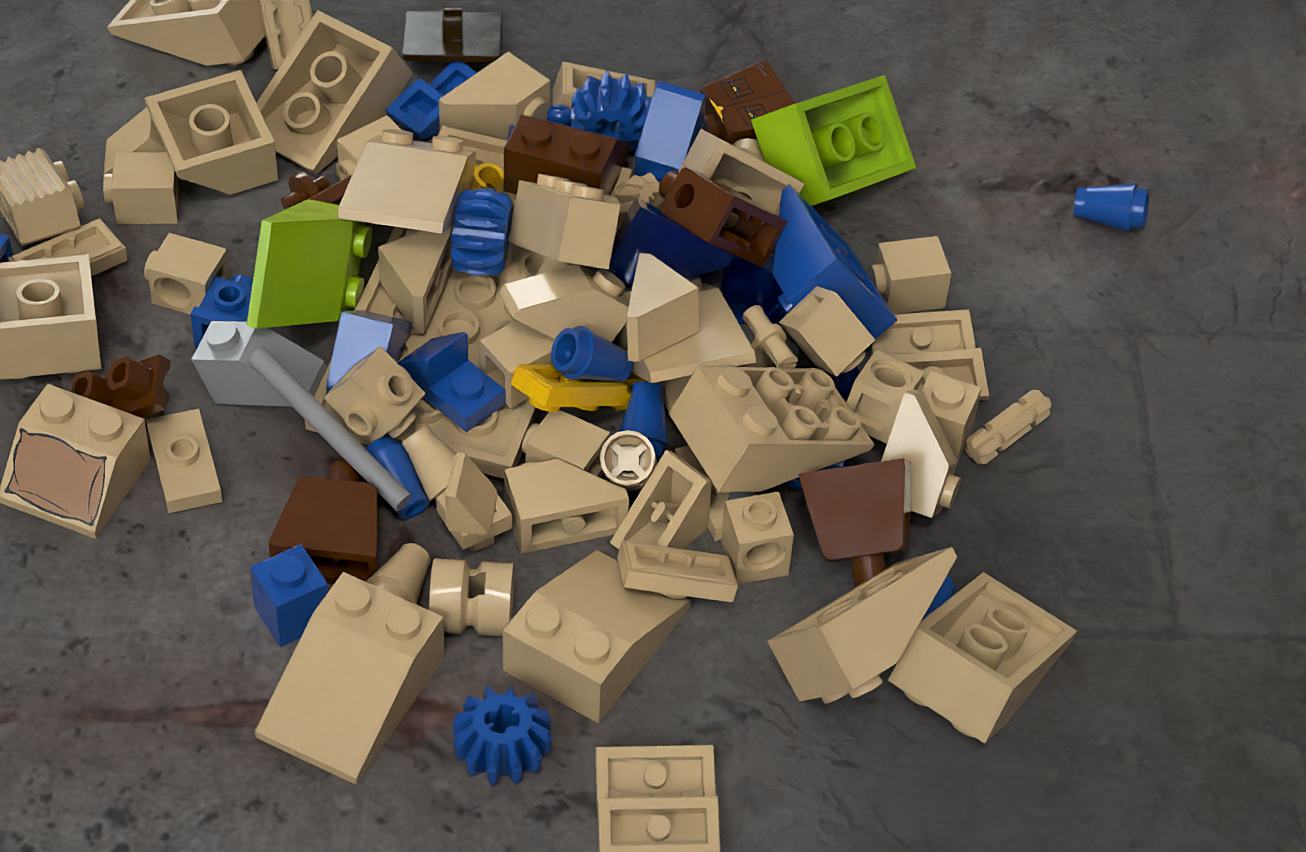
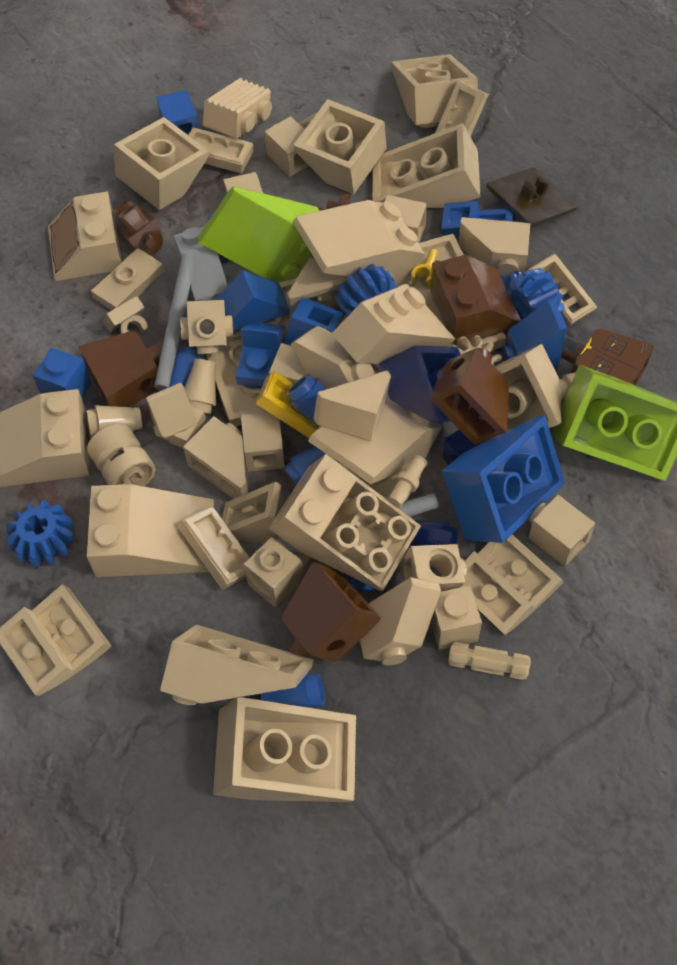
camera: 60 degrees right, 10 degrees up
(248, 487) = (126, 314): none -> tan tile
(469, 305) = (309, 315): none -> blue brick
(621, 454) = (263, 467): tan wheel -> none
(827, 331) = (437, 508): tan brick -> none

